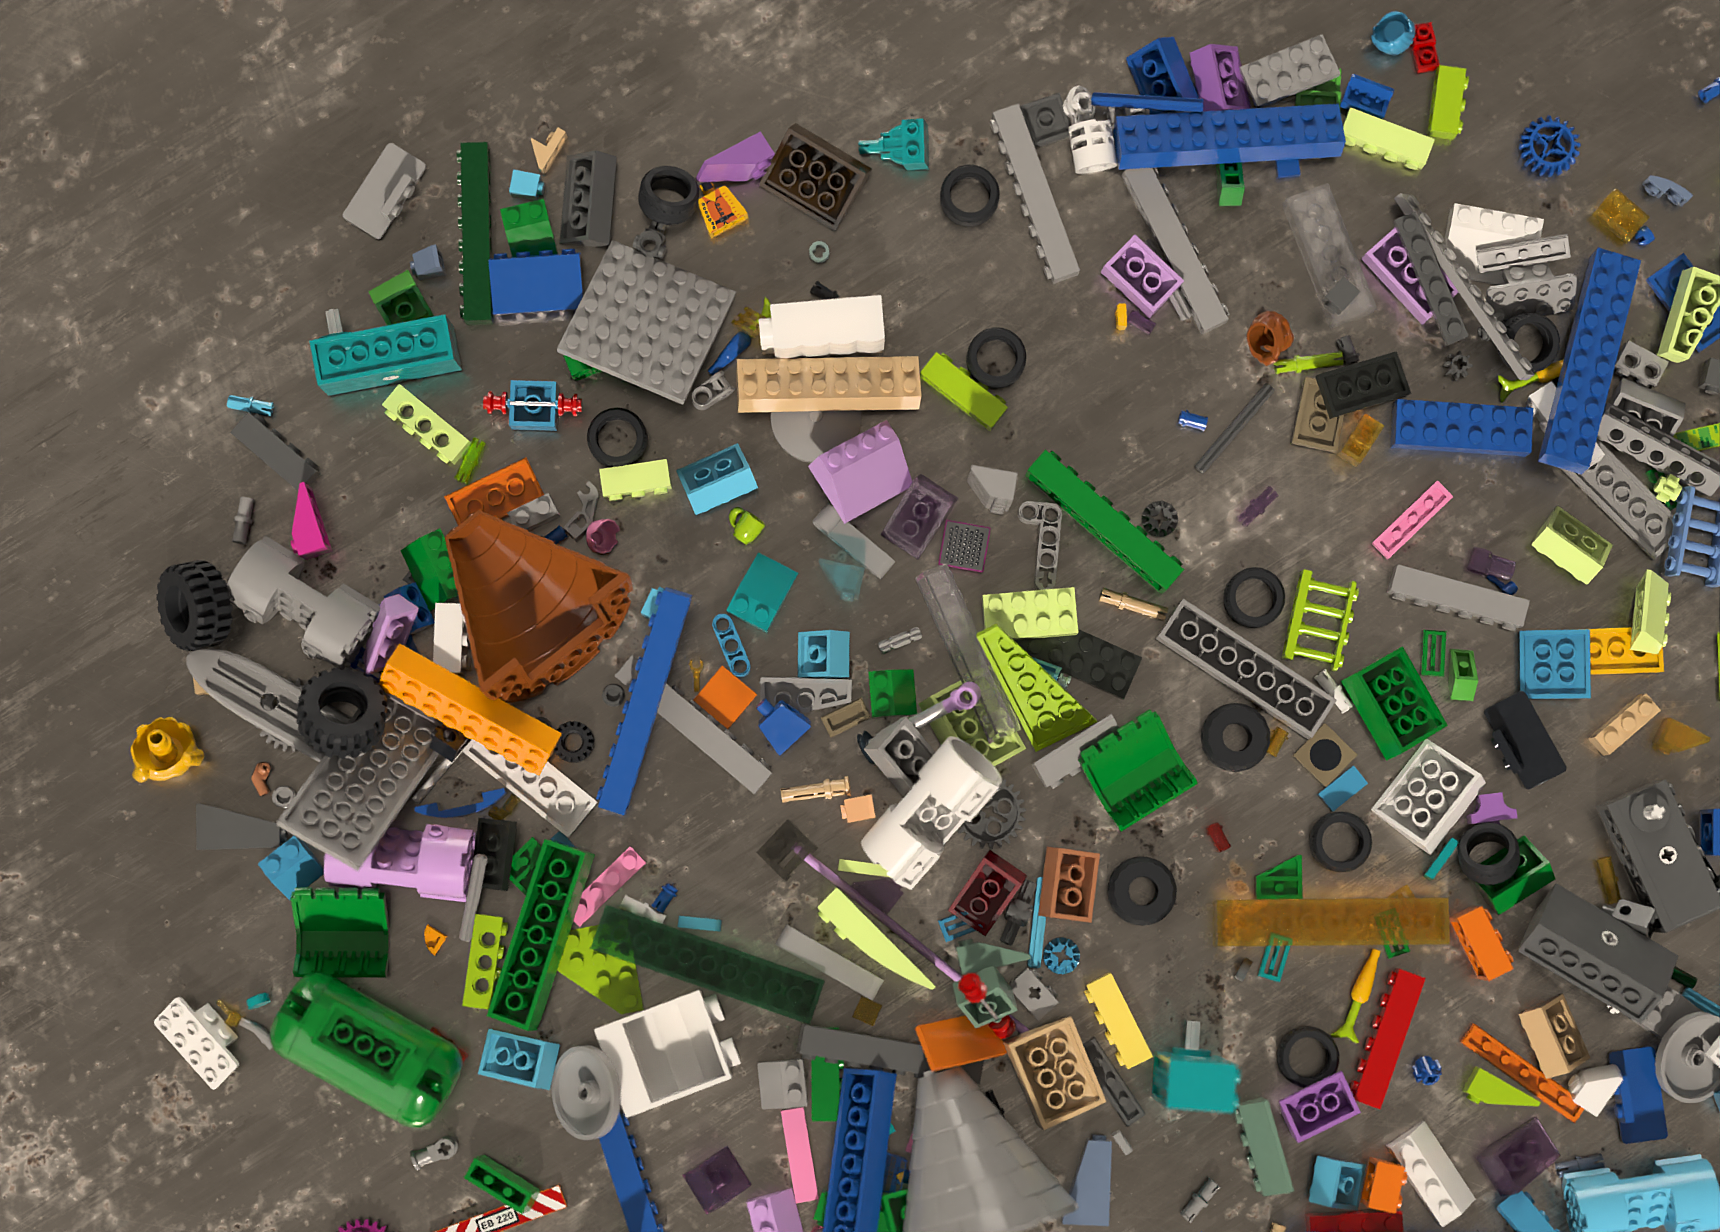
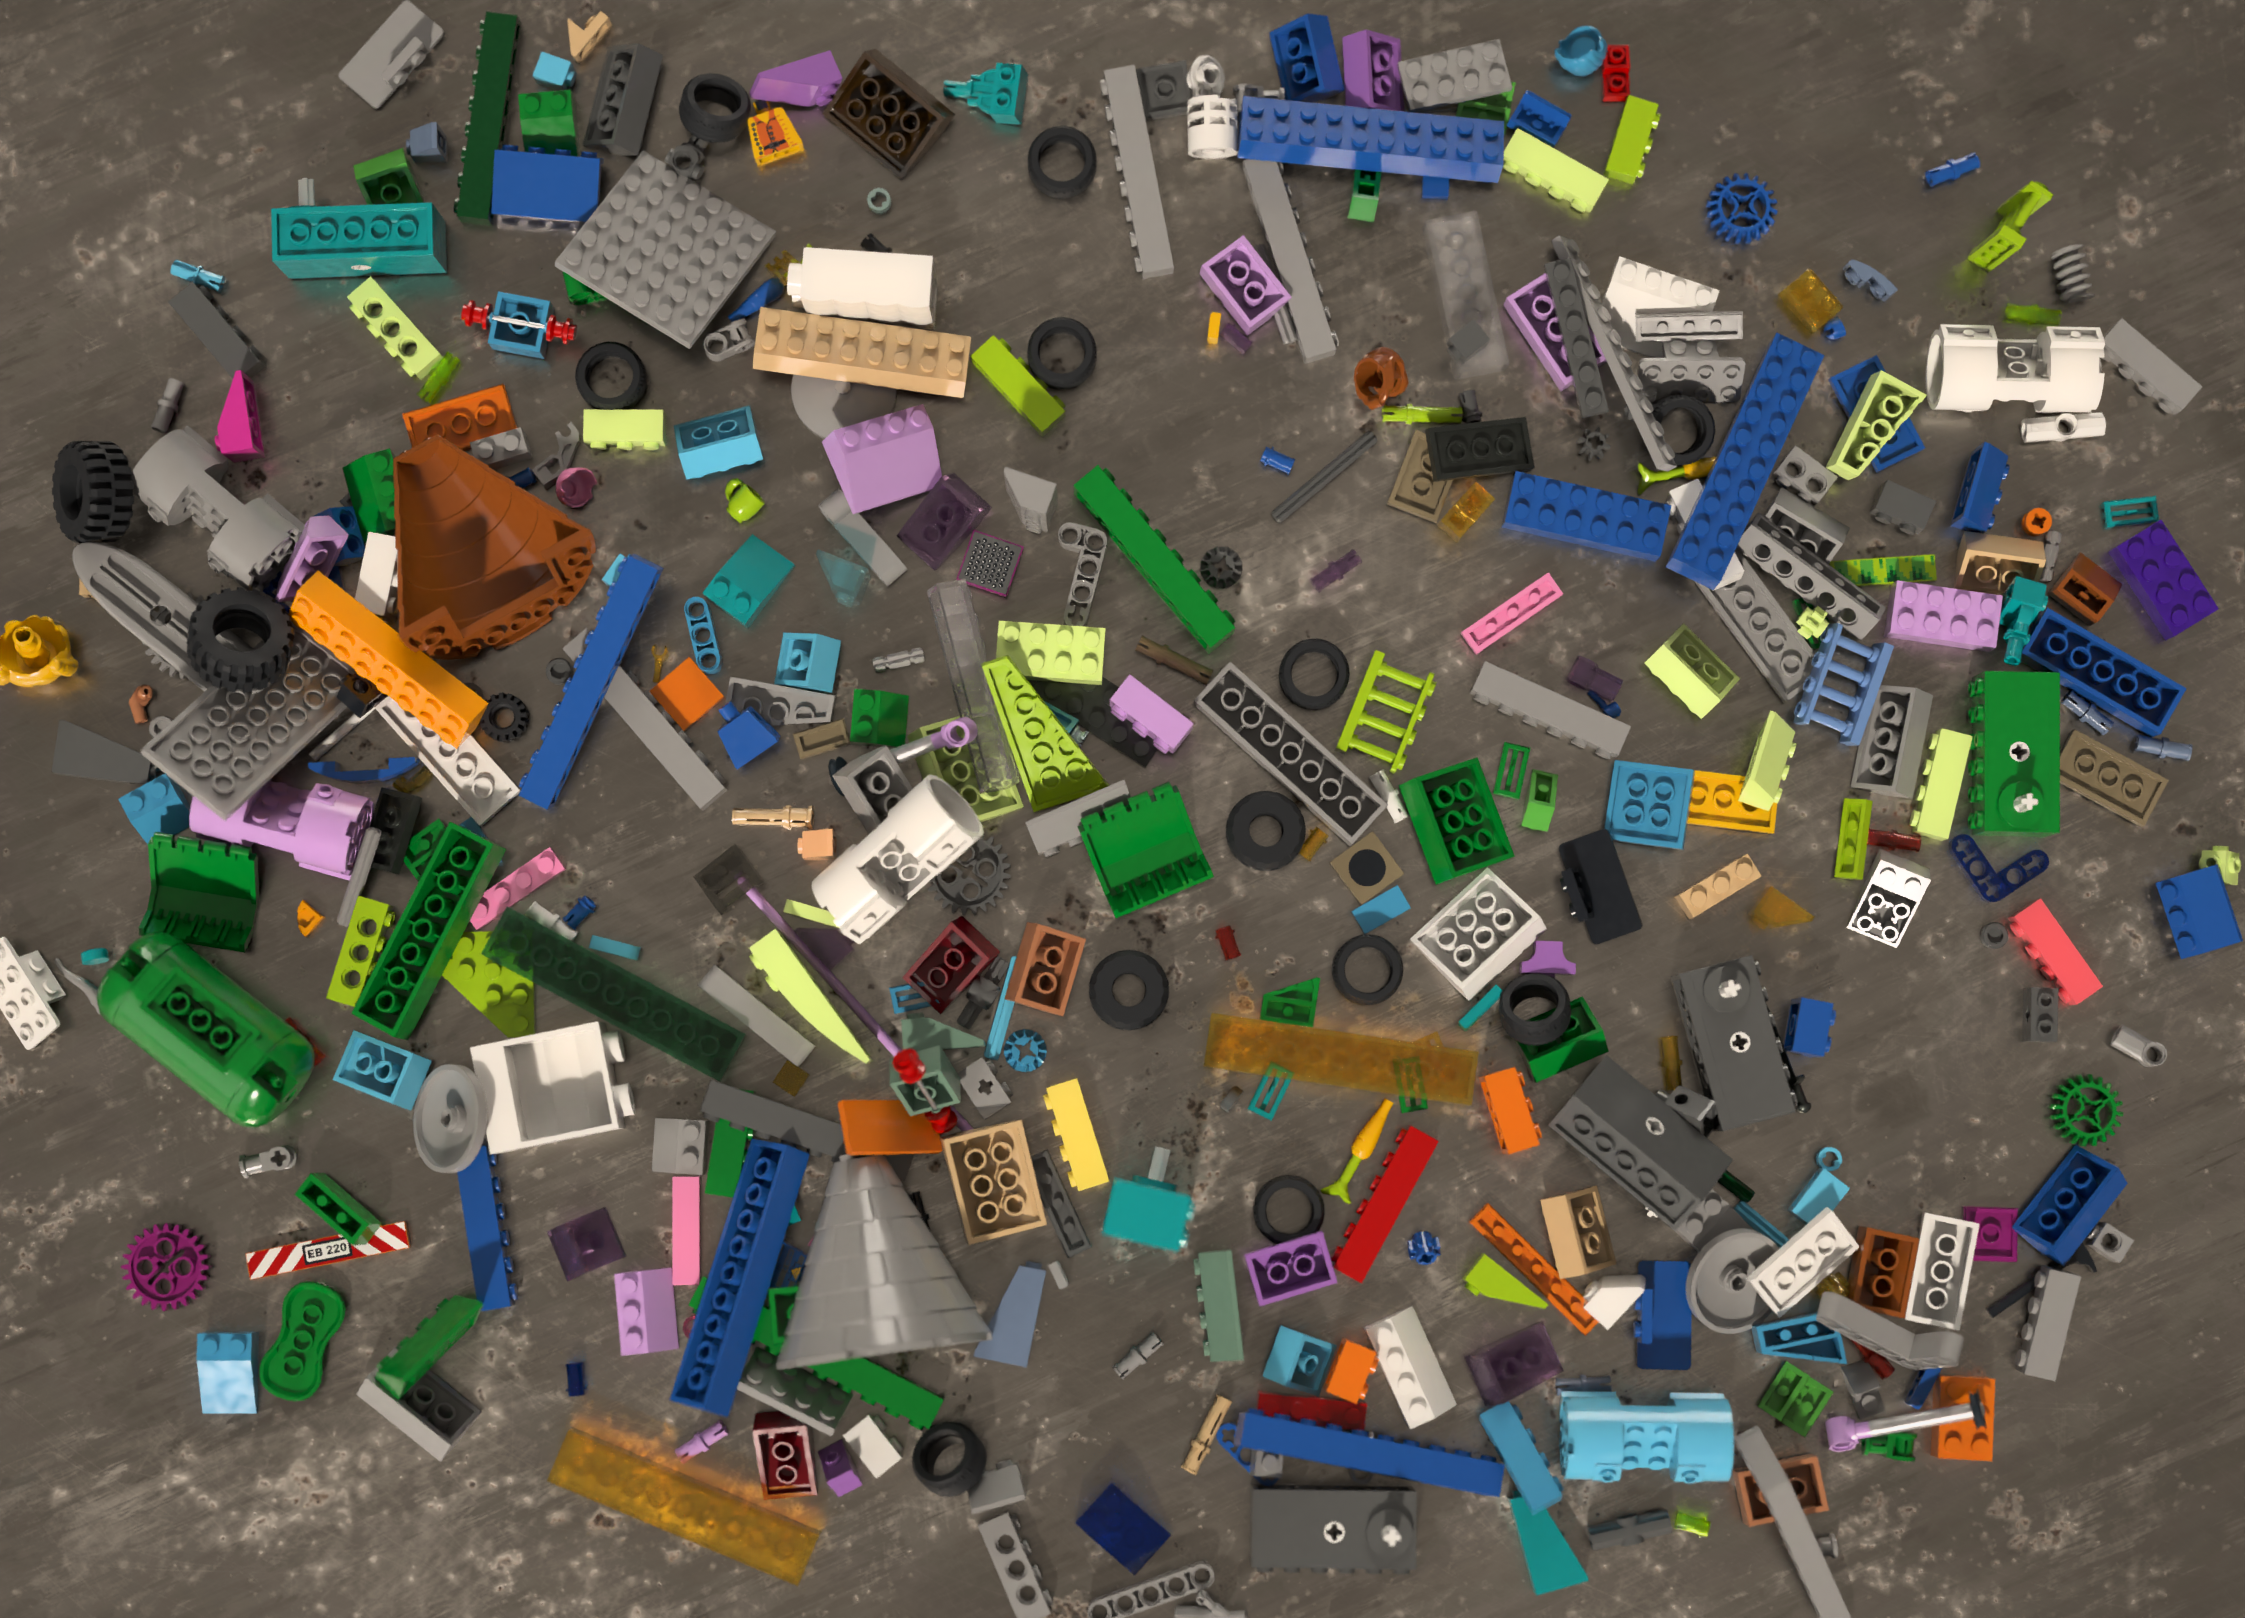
camera: 10 degrees right, 0 degrees up
(233, 1017) = (62, 971): clear yellow hand -> none
(1124, 655) = (1150, 715): none -> lavender brick
(1147, 102) = (1282, 85): blue axle -> none

